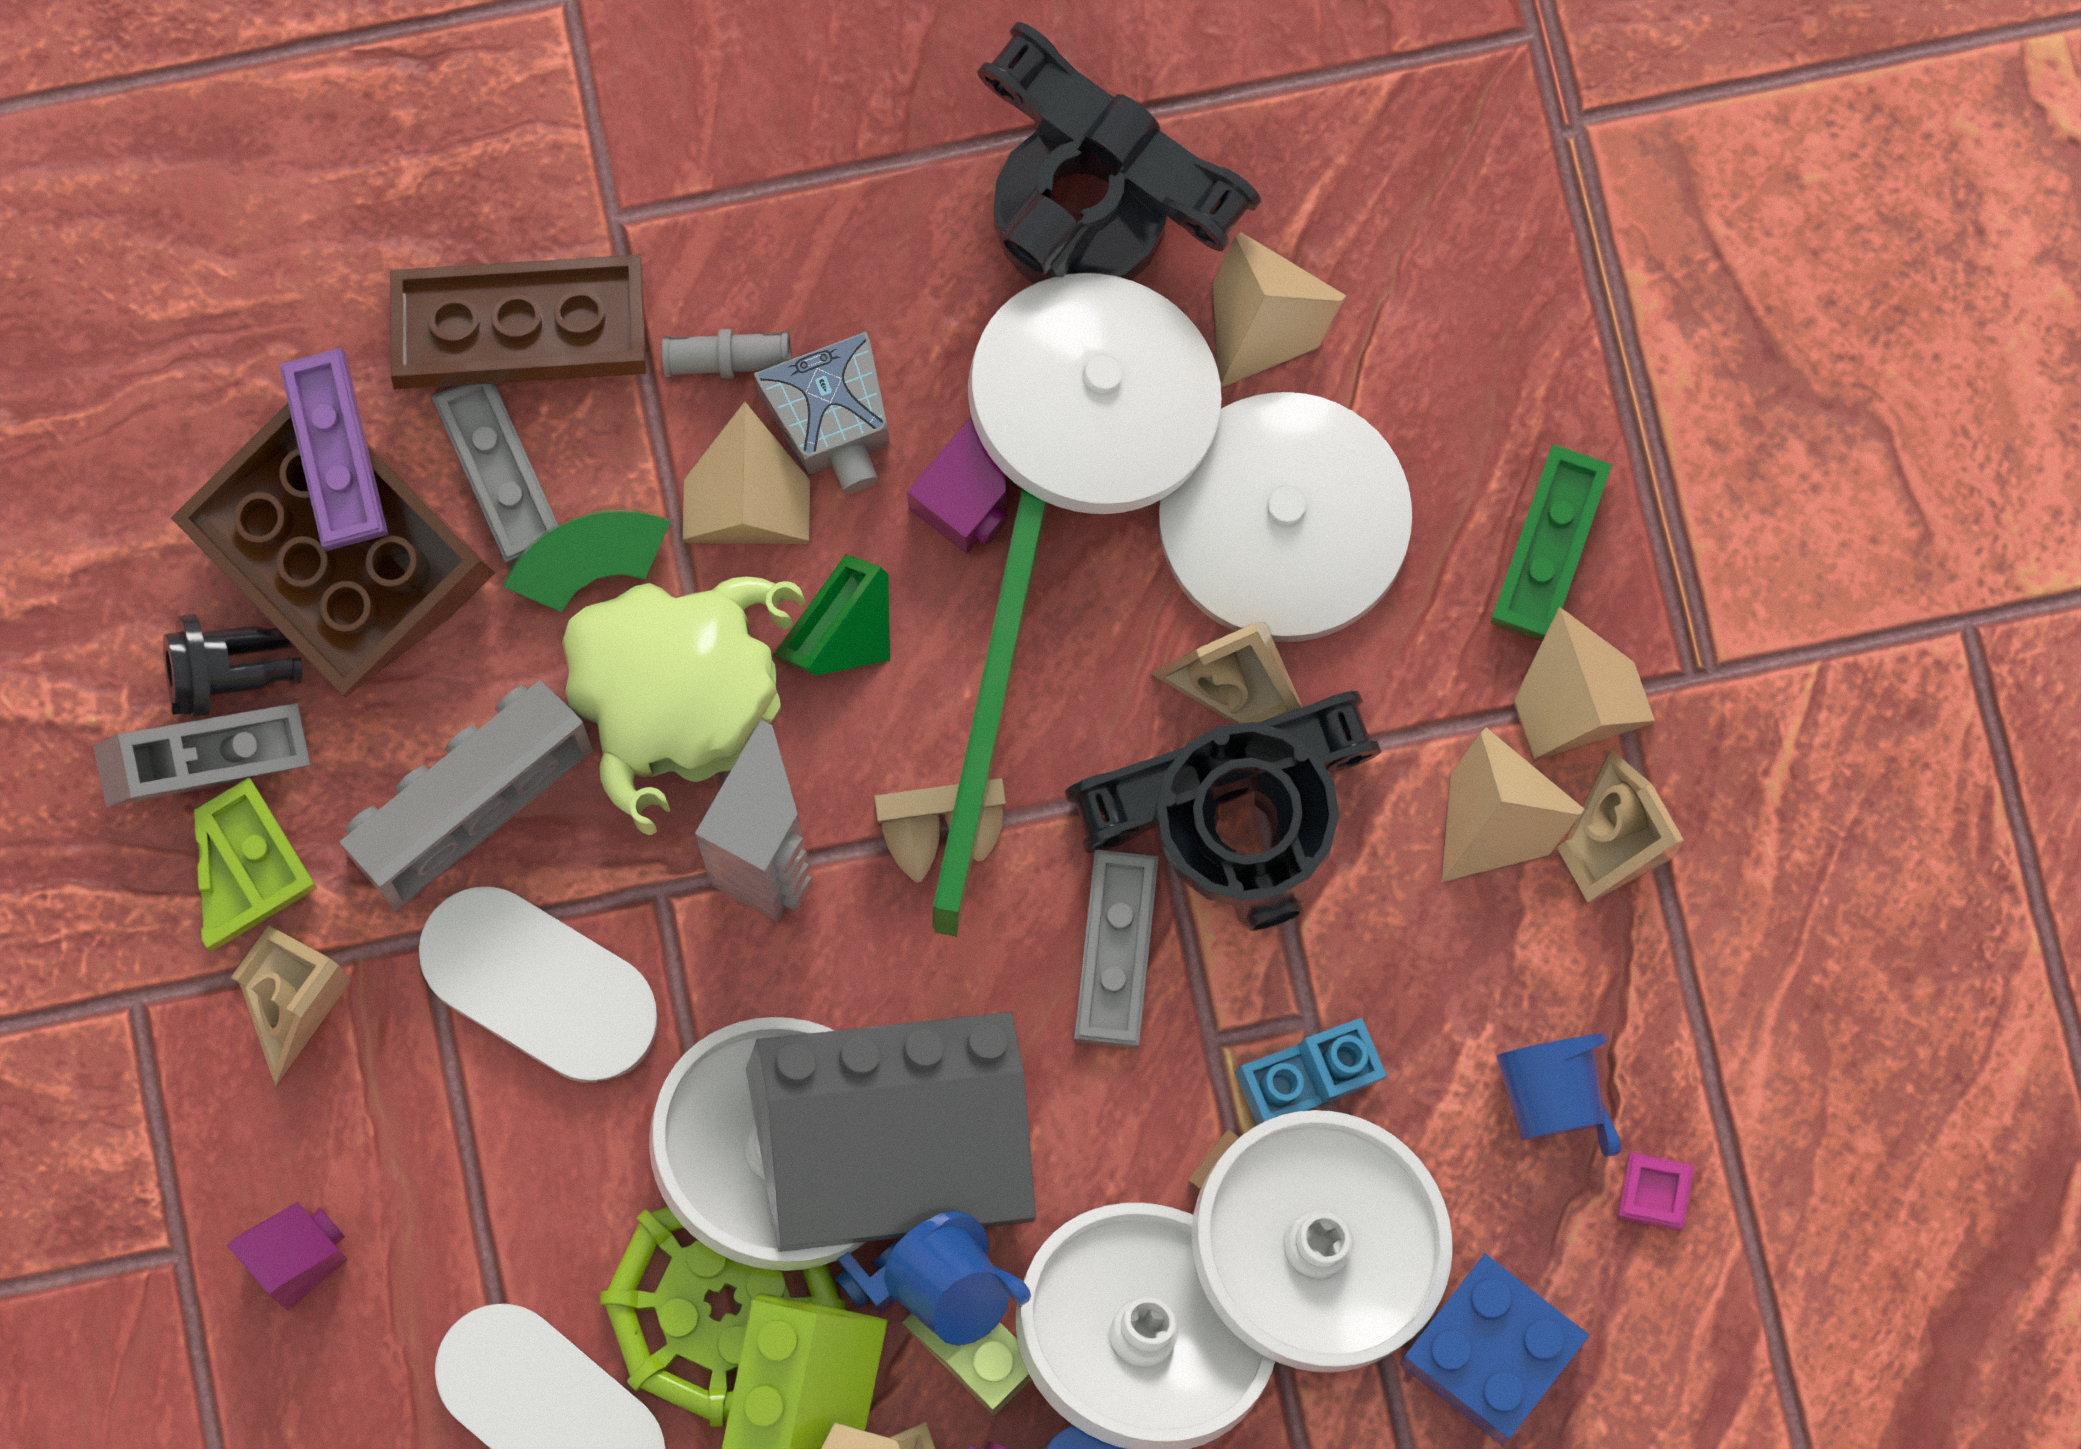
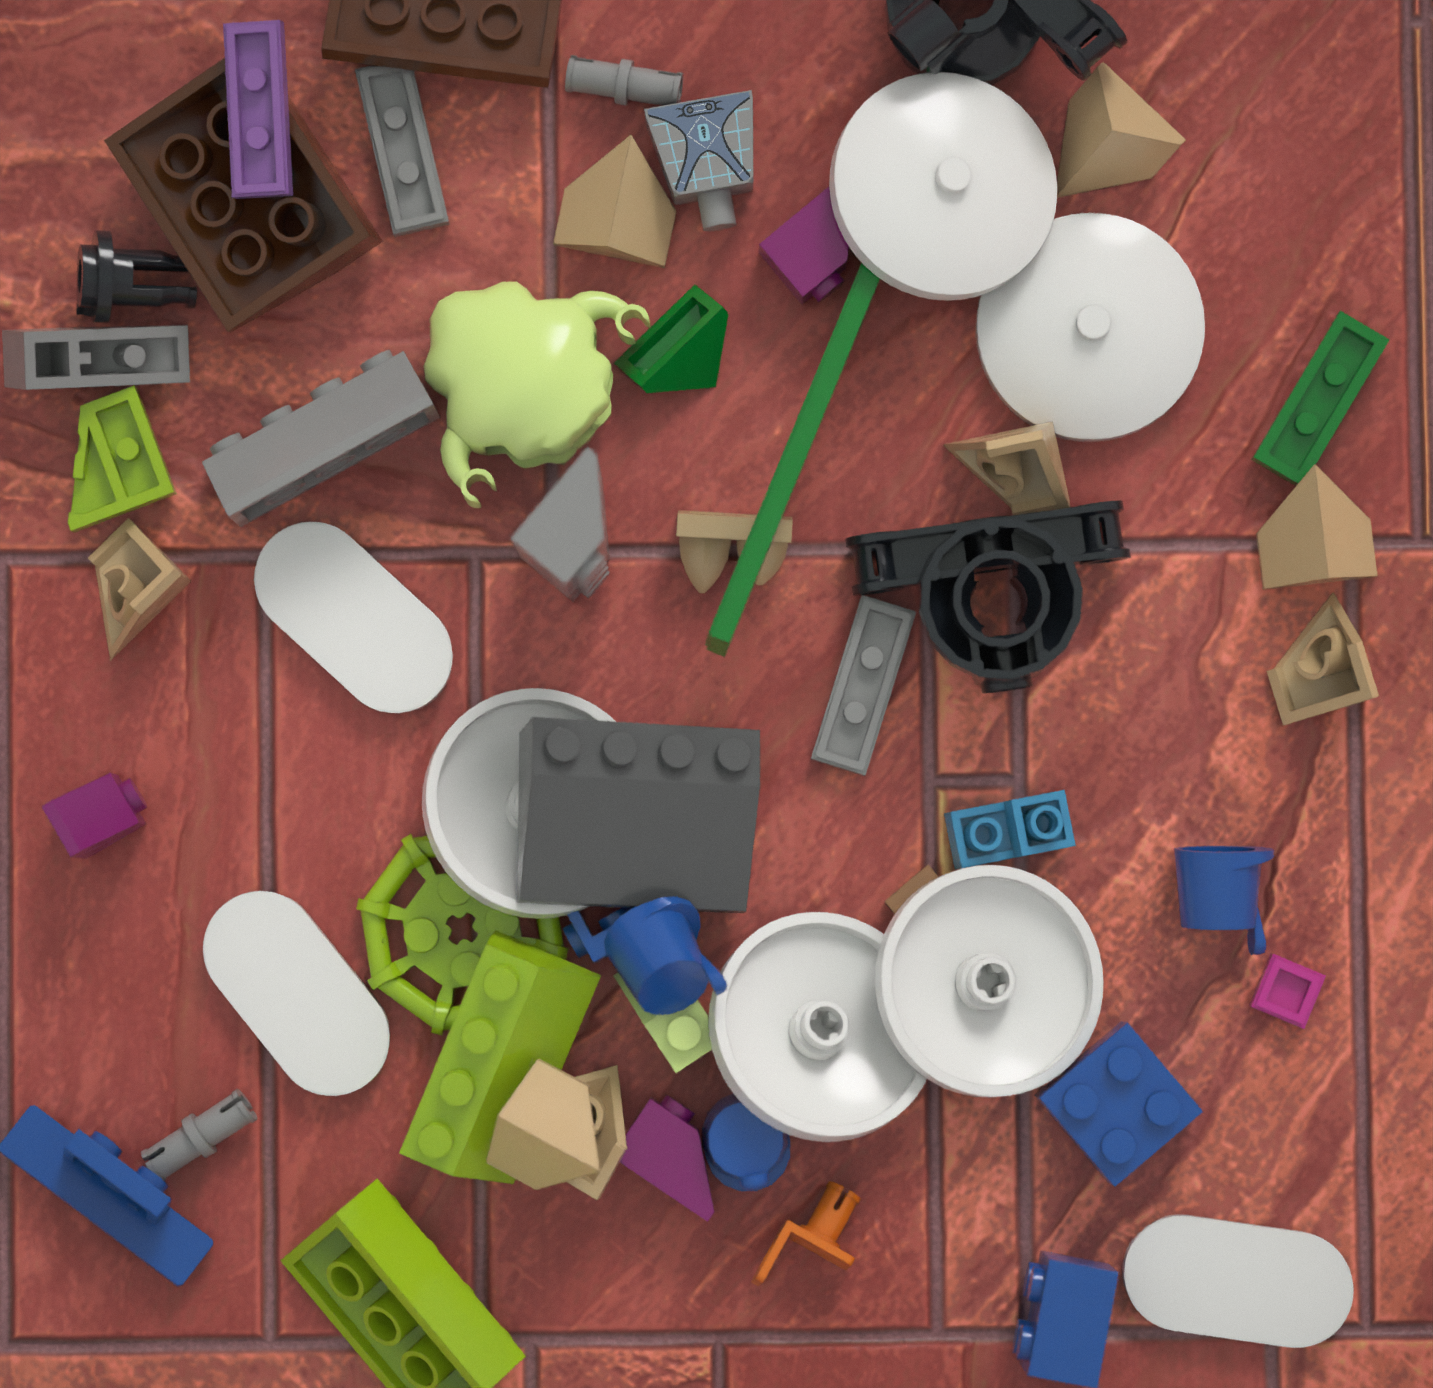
camera: 10 degrees right, 10 degrees up
(586, 549) = (466, 238): green tile -> none
(1501, 811) = (1224, 631): tan slope -> none

